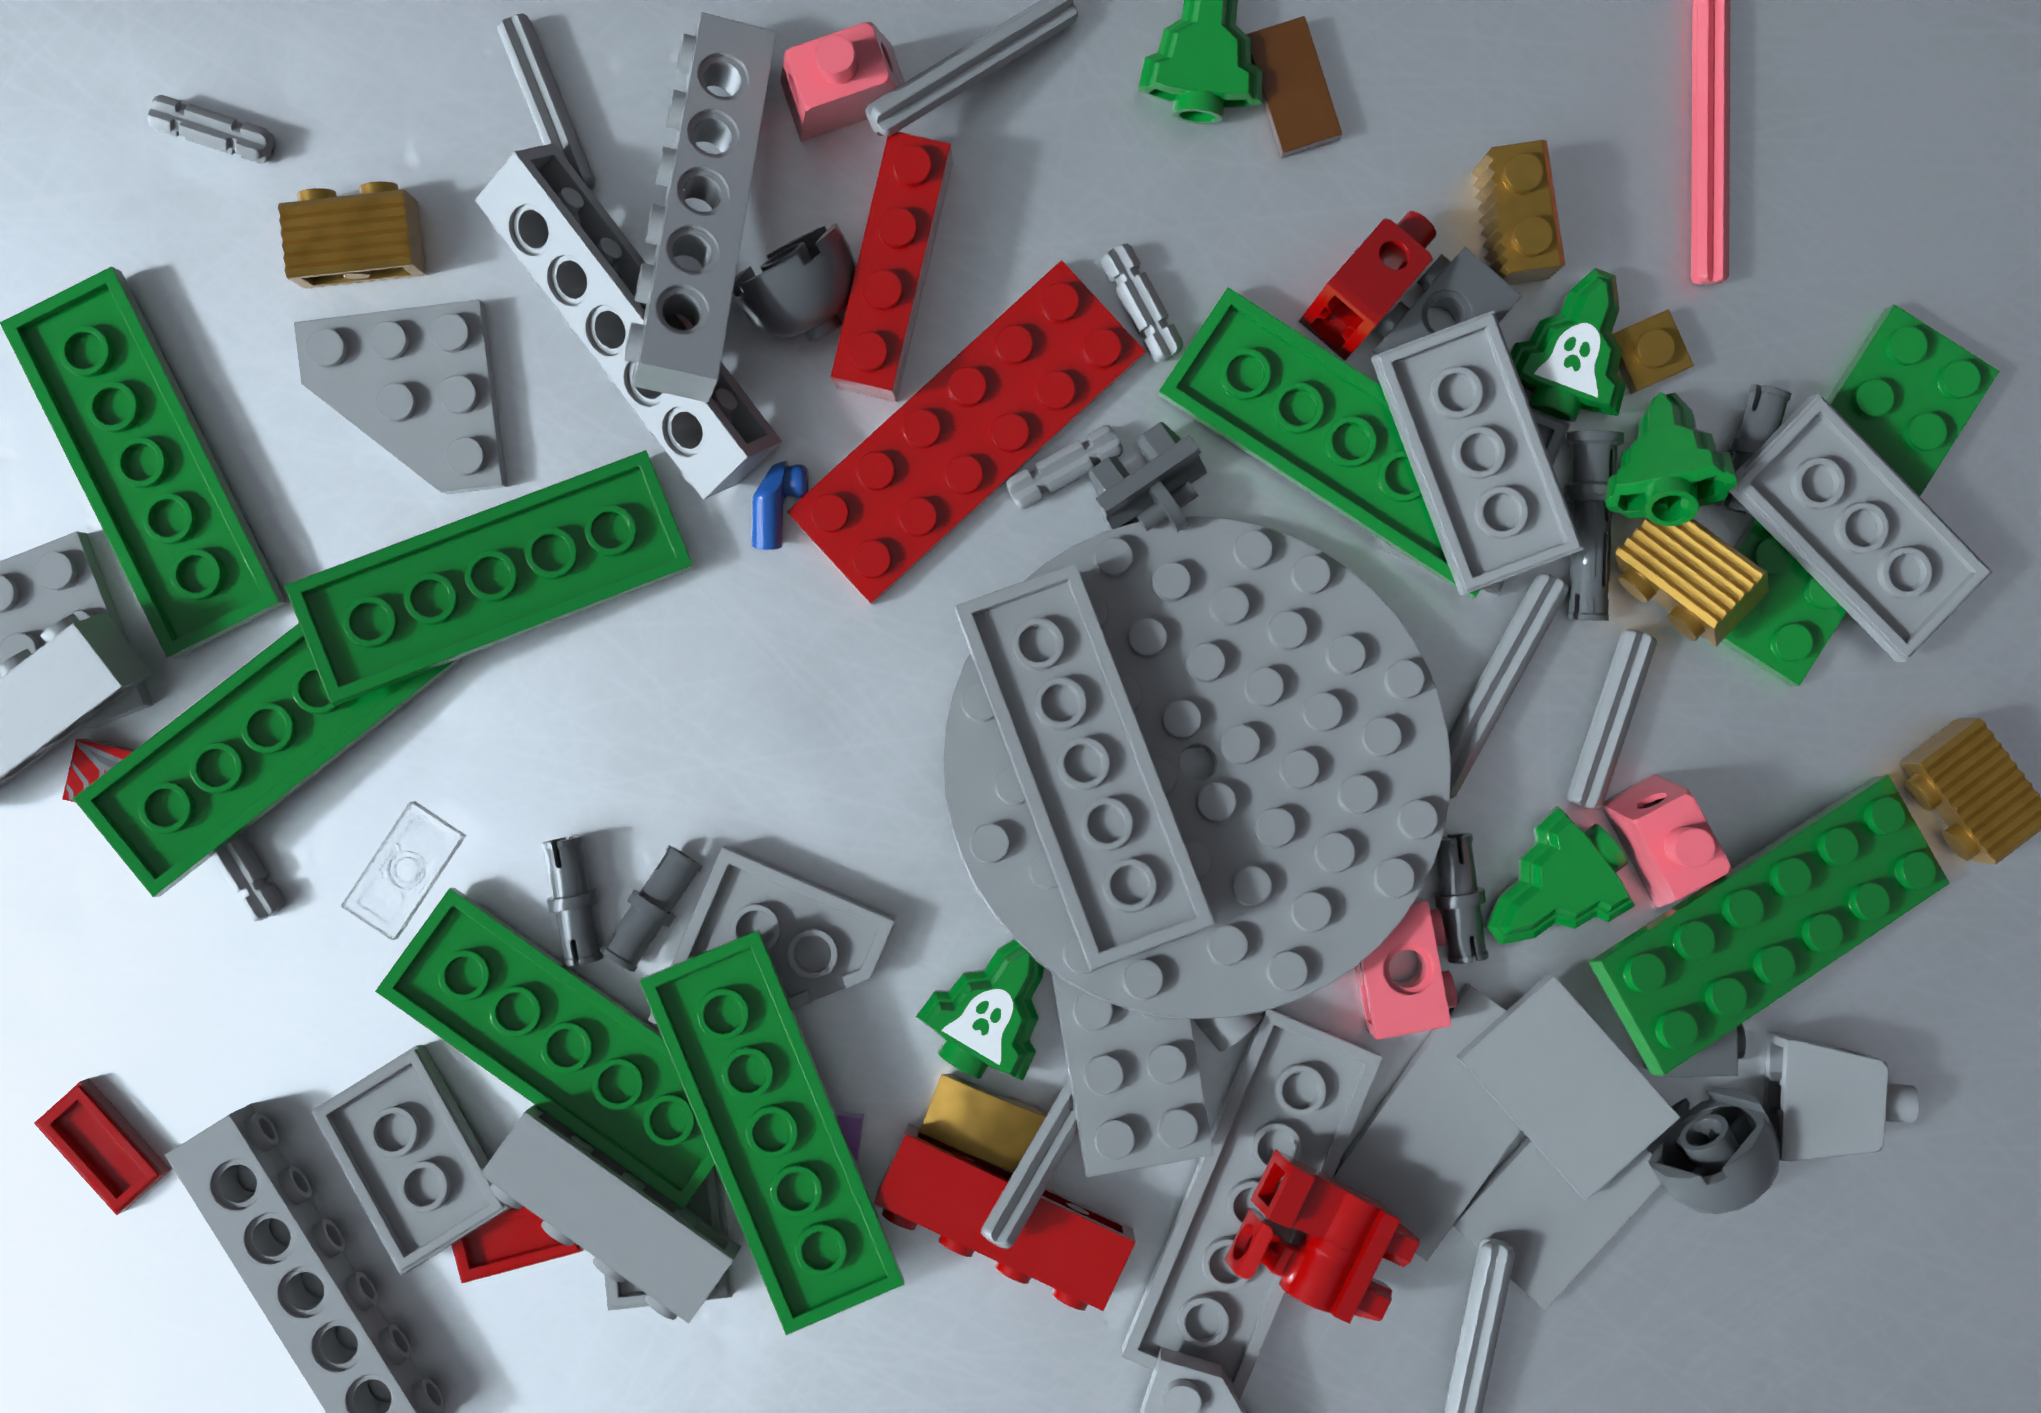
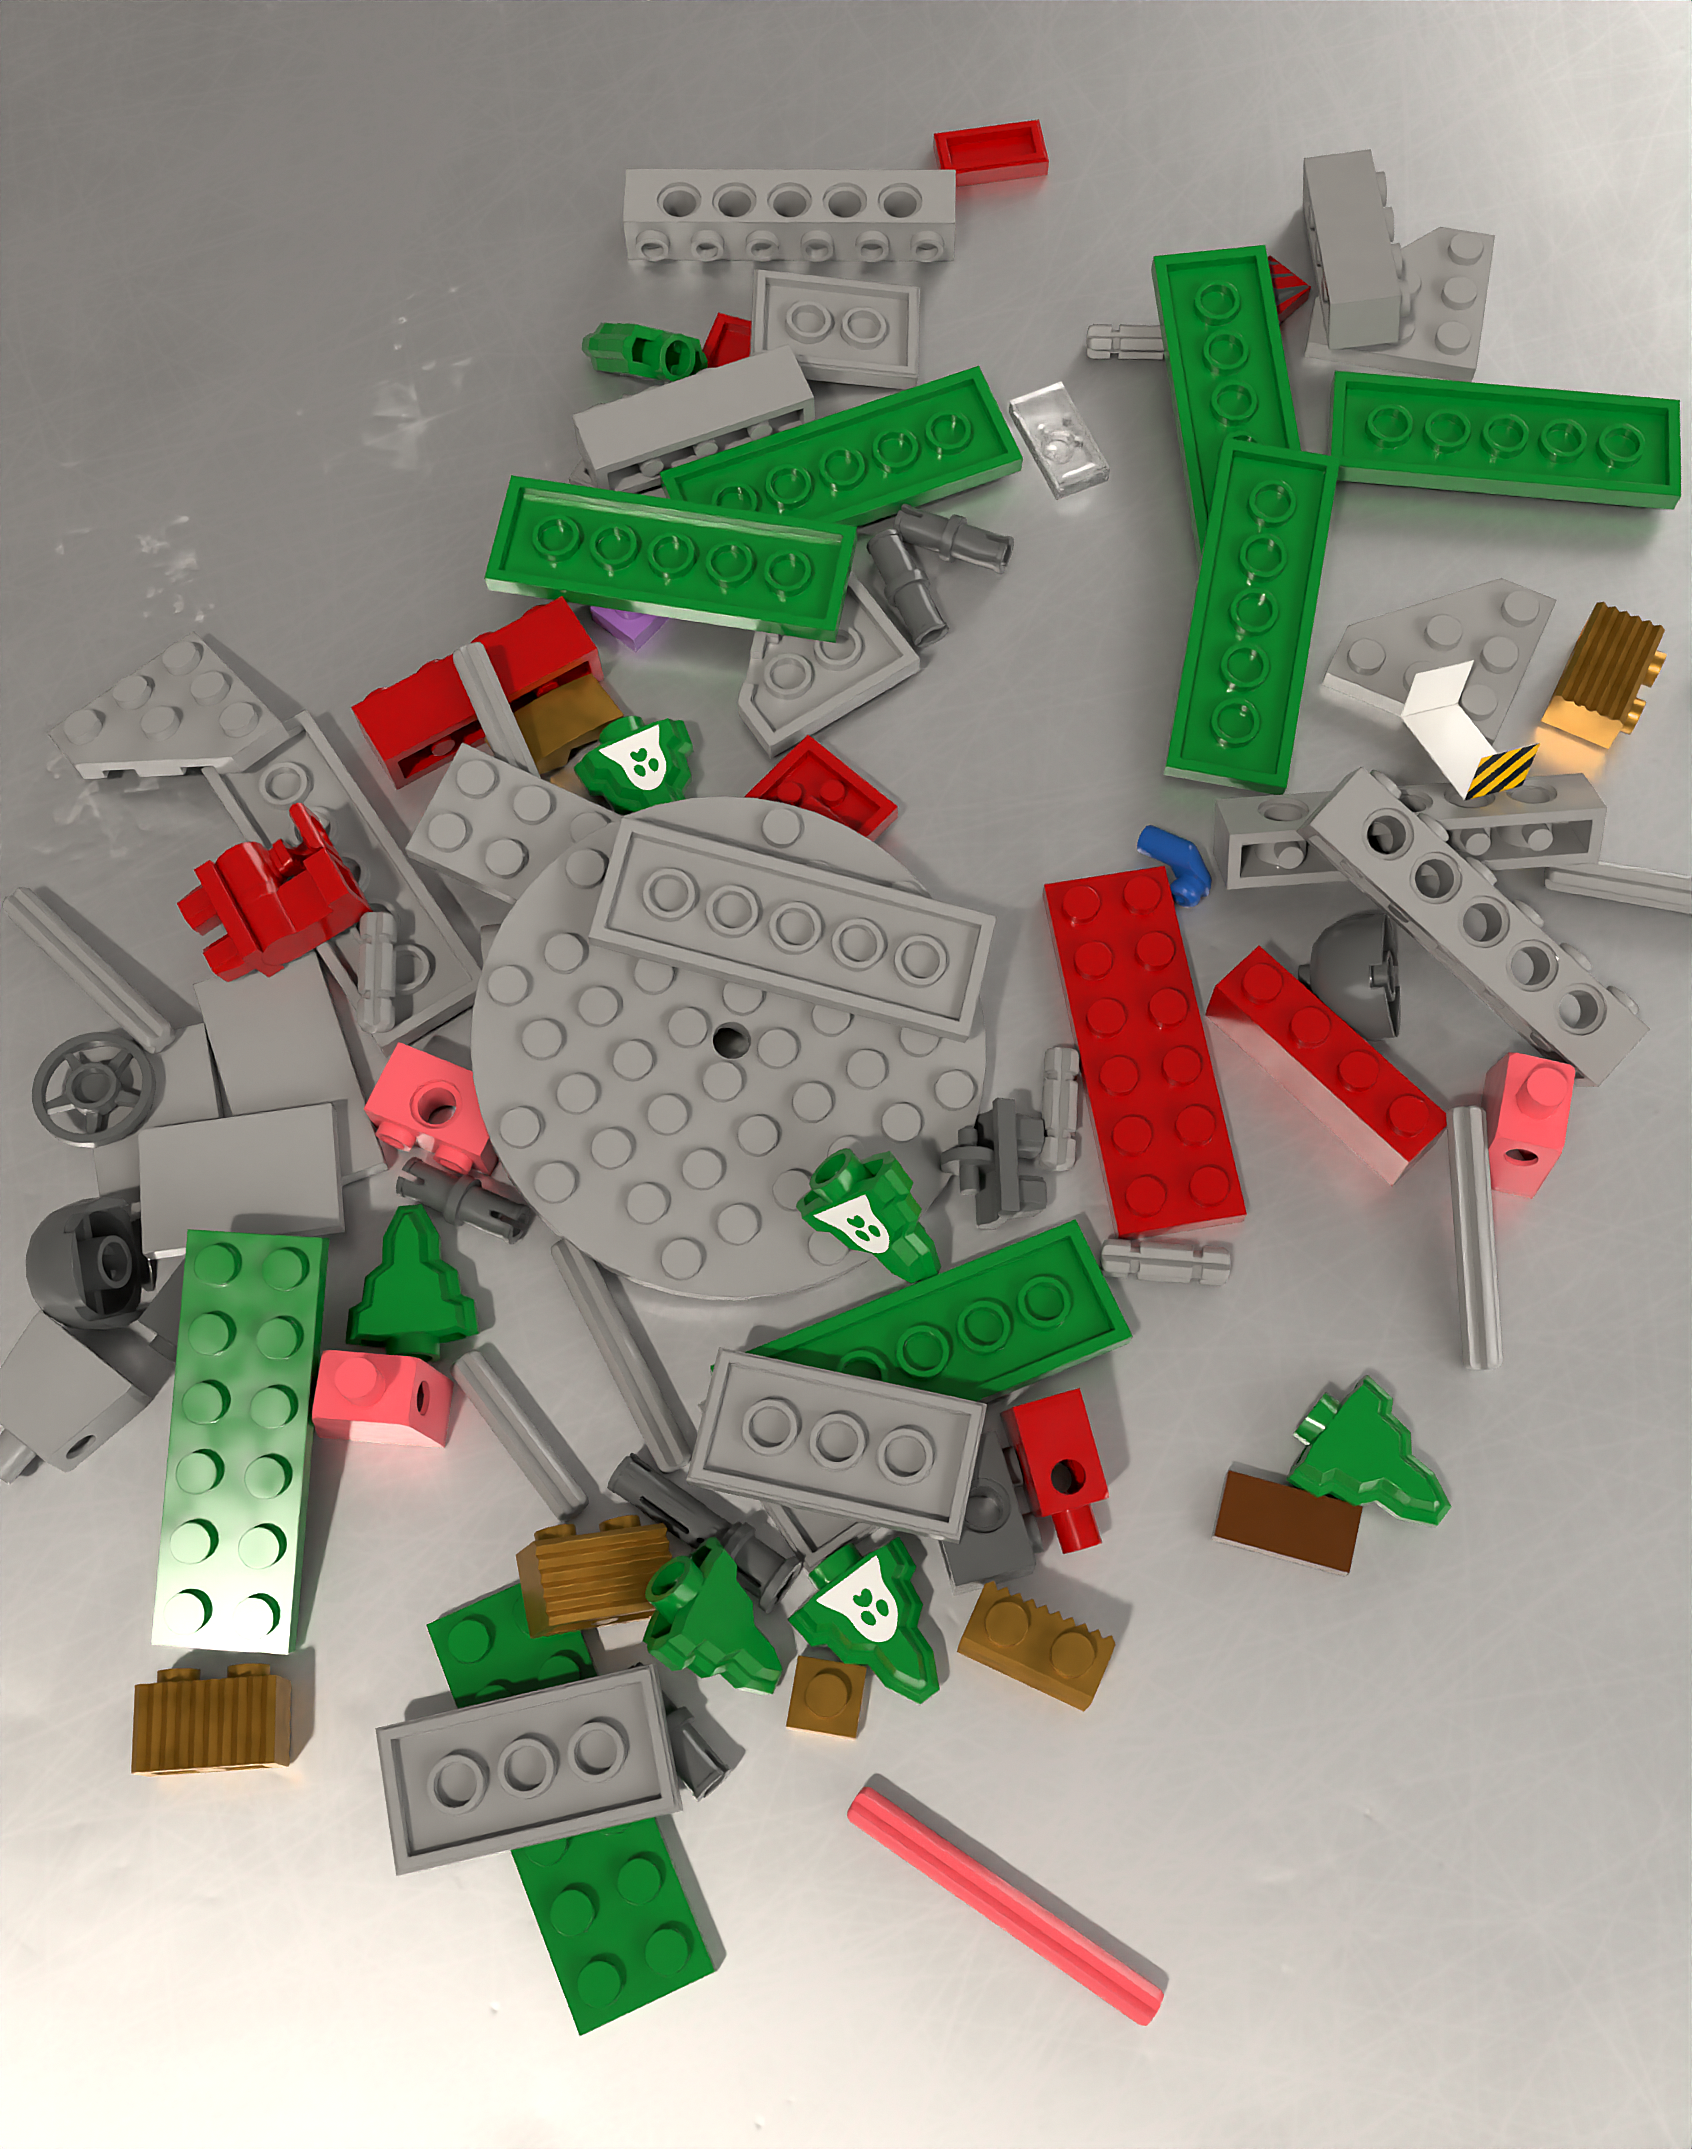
camera: 125 degrees right, 20 degrees down
(514, 319) = (1455, 741): none -> white sticker
(564, 1312) = (644, 352): none -> green rock
(902, 853) = (825, 785): none -> red plate
(1275, 549) = (871, 1211): none -> green rock
(1325, 1105) = (377, 972): none -> light grey axle
(1573, 1268) = (94, 1090): none -> dark grey wheel

